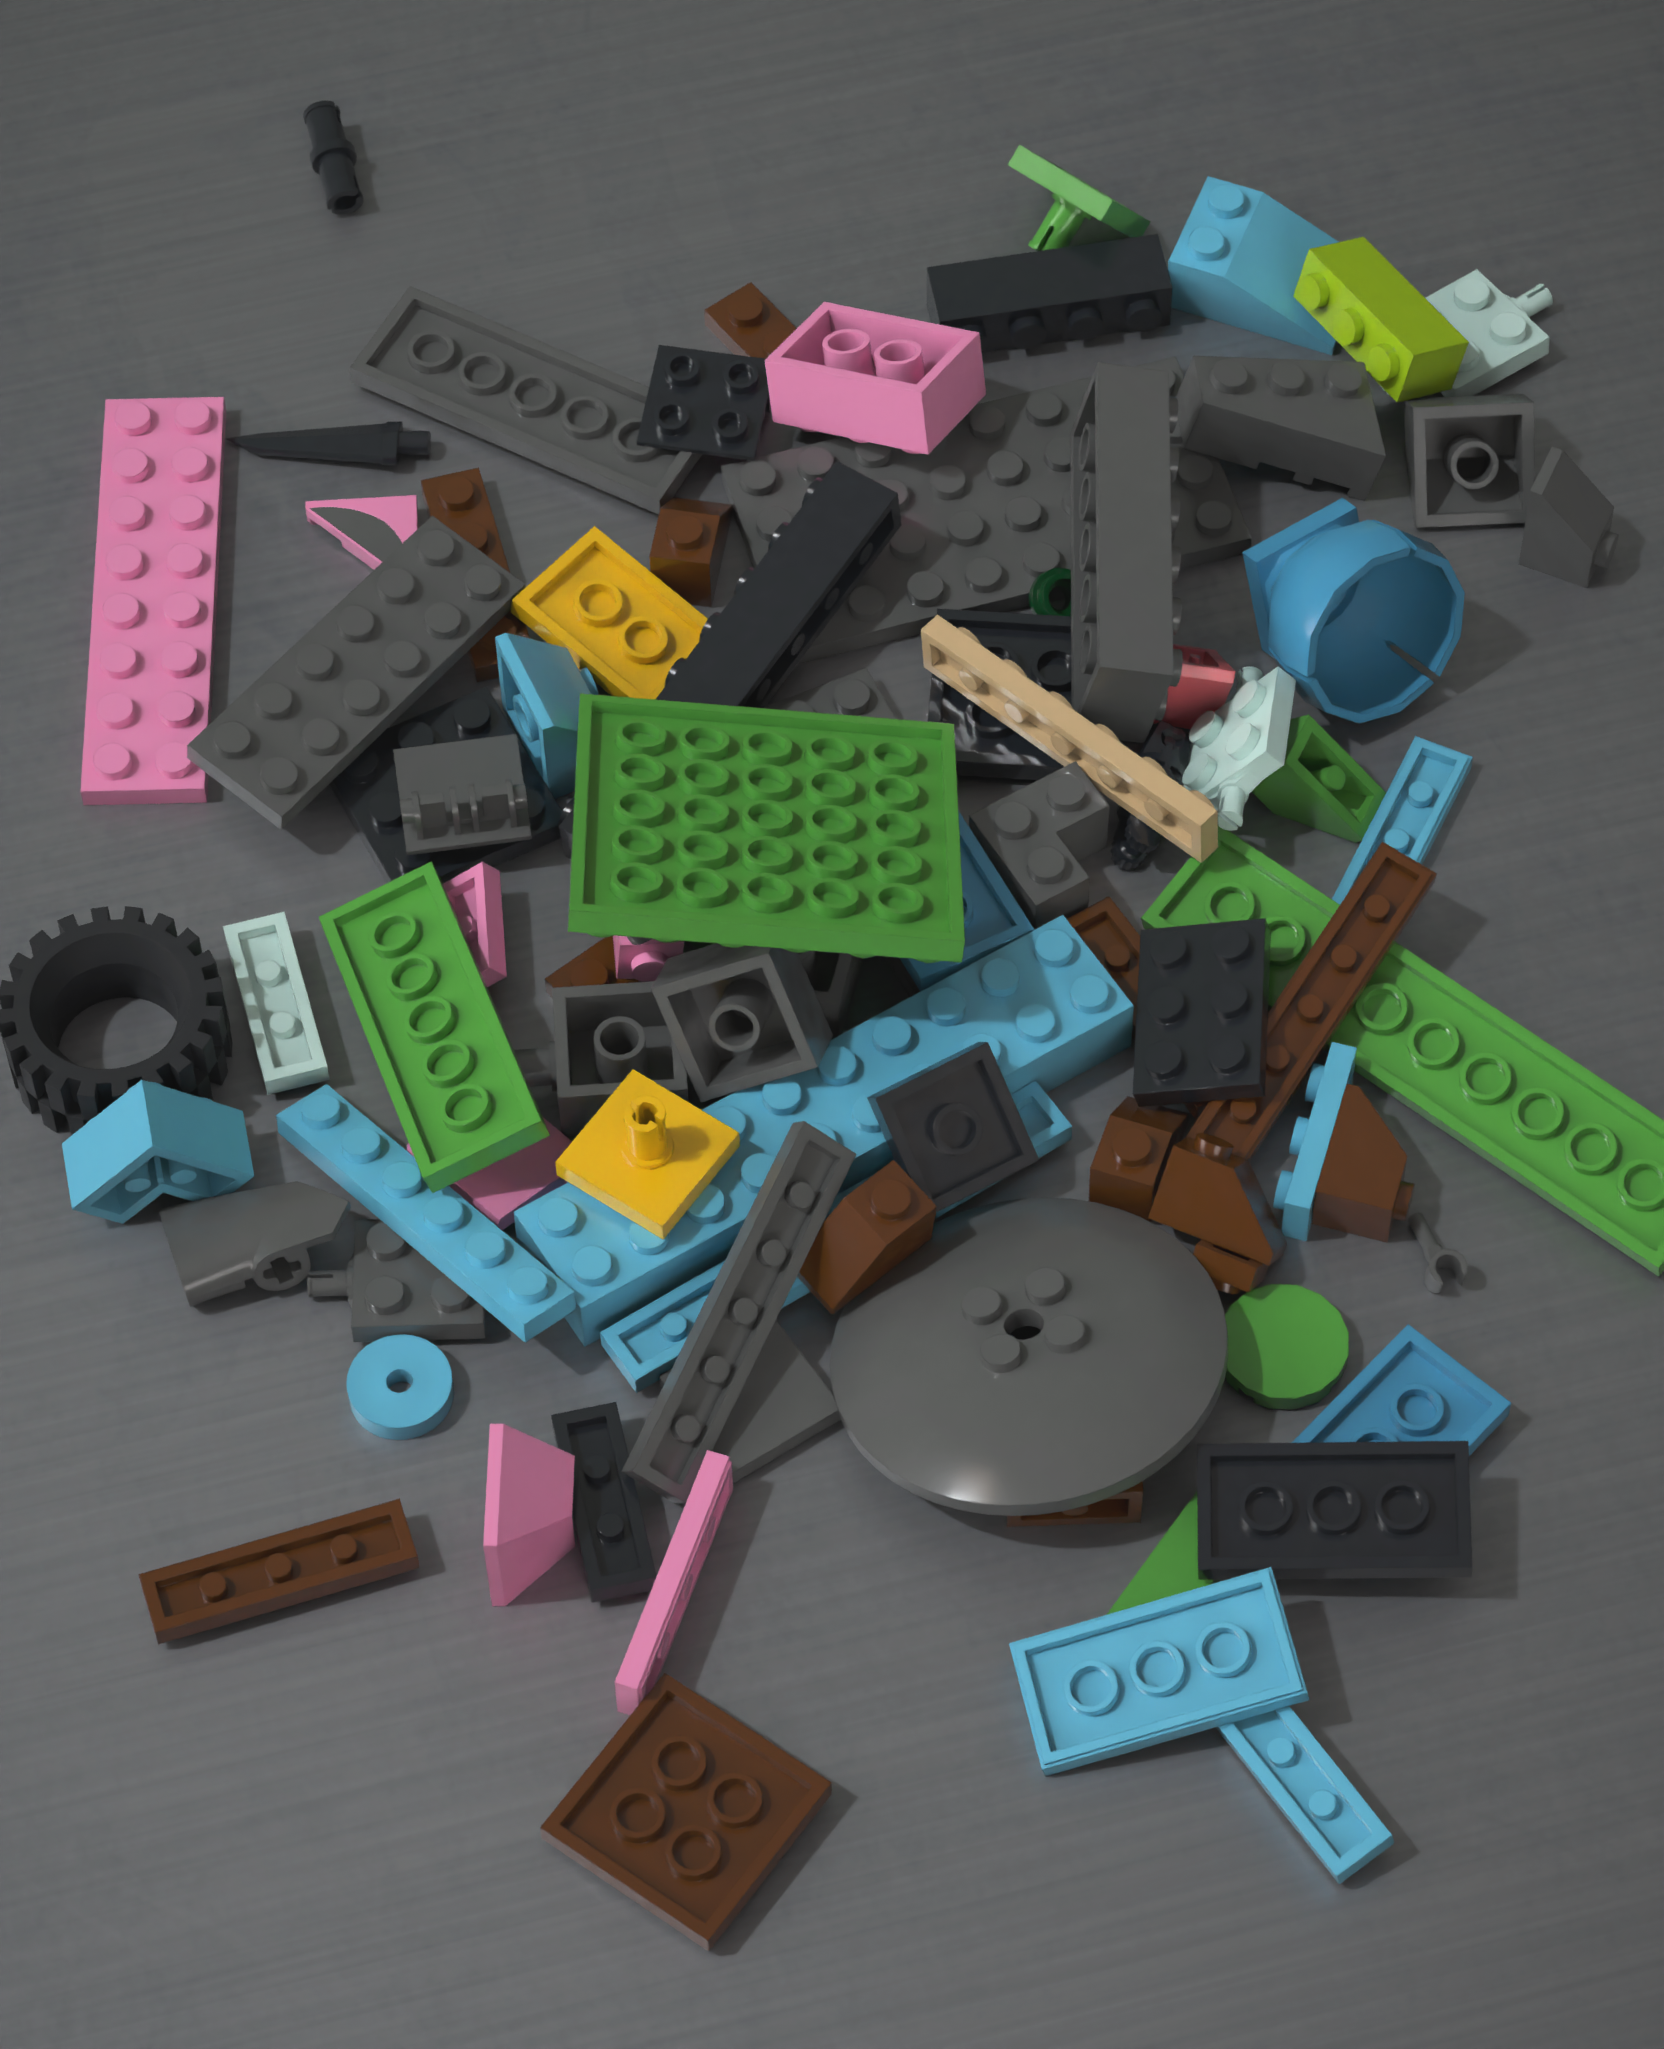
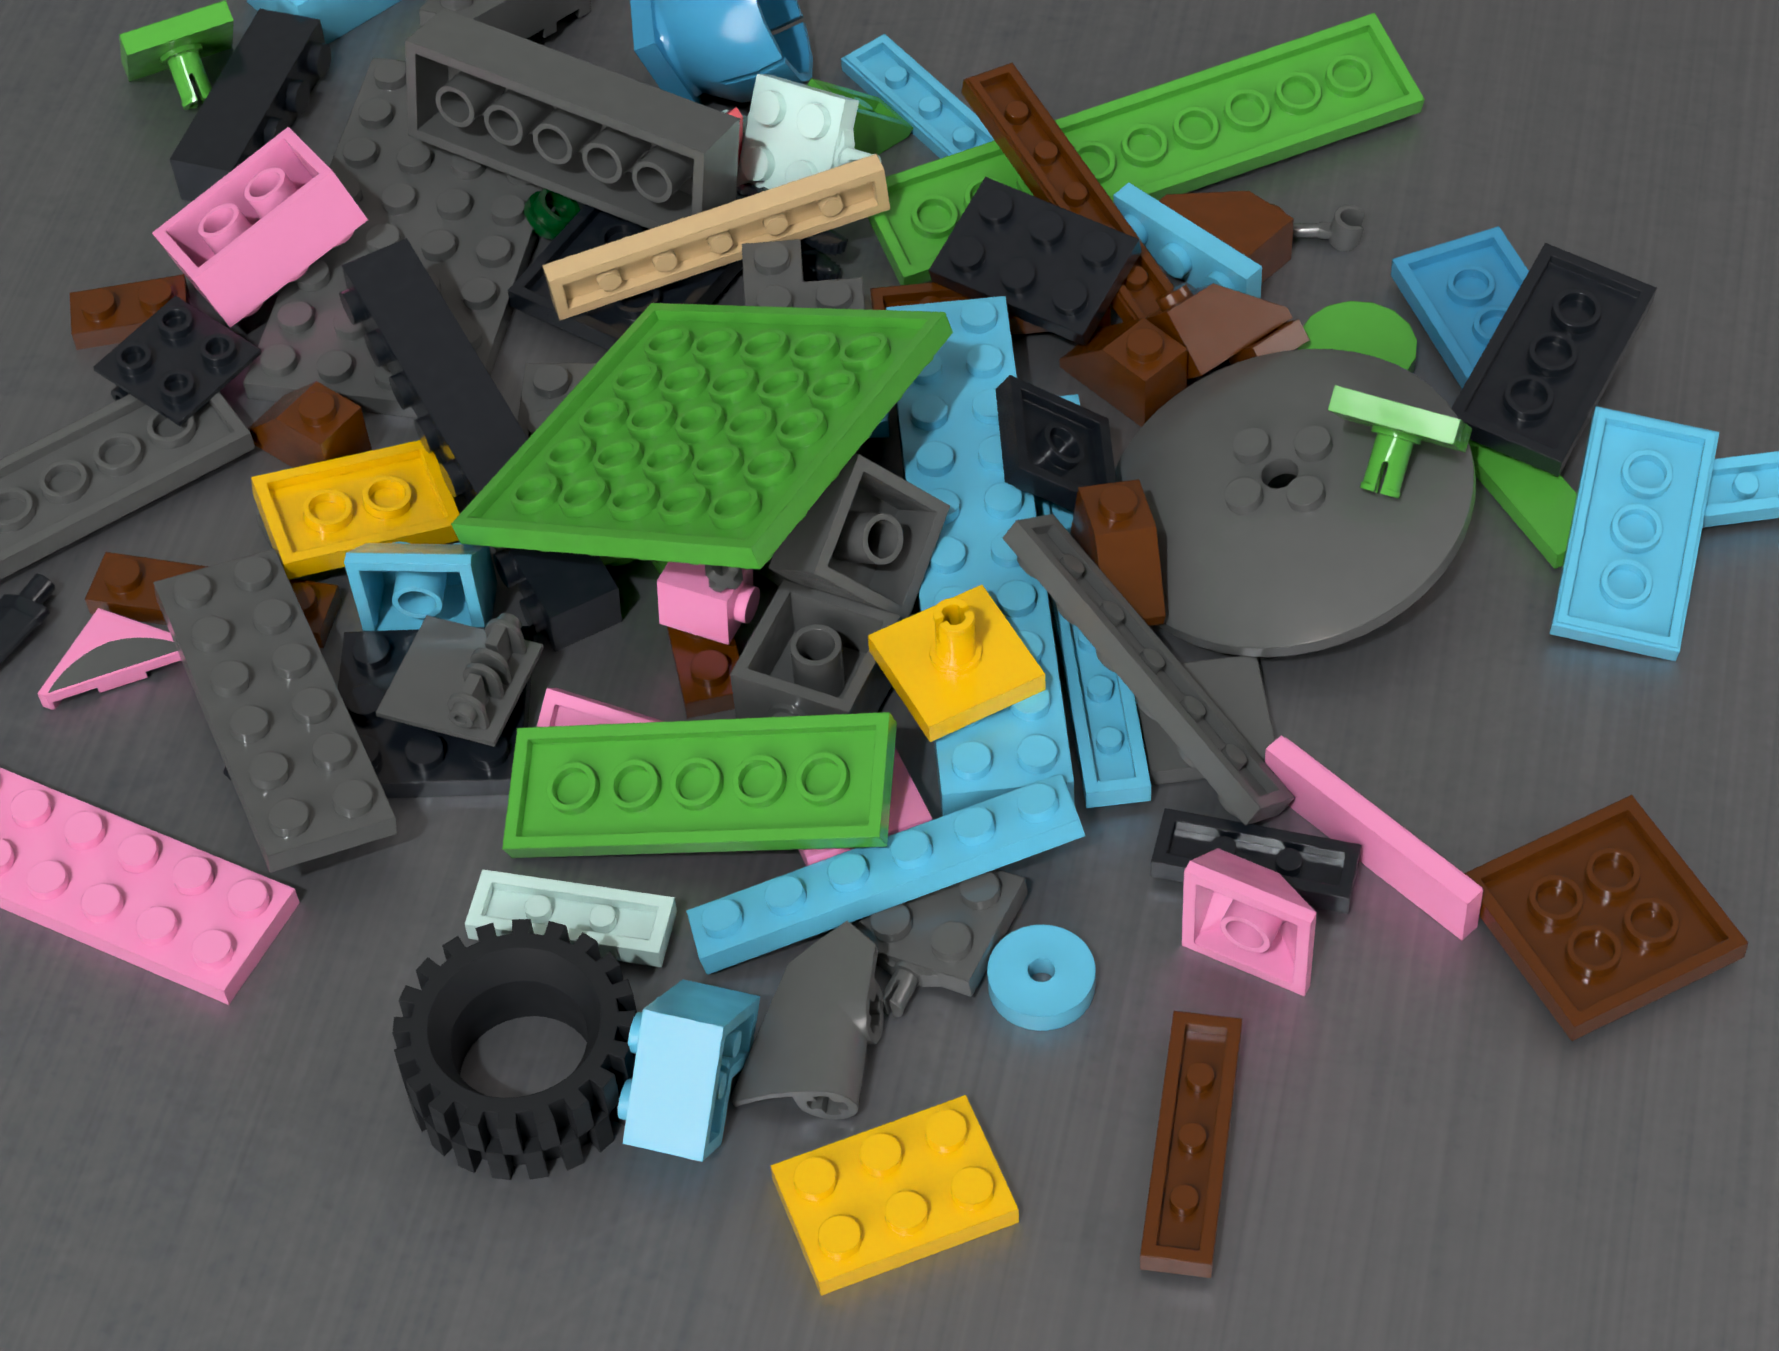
camera: 60 degrees left, 5 degrees down
(127, 1371) = (894, 1194): none -> yellow plate
(1081, 1383) = (1397, 431): none -> bright green tile

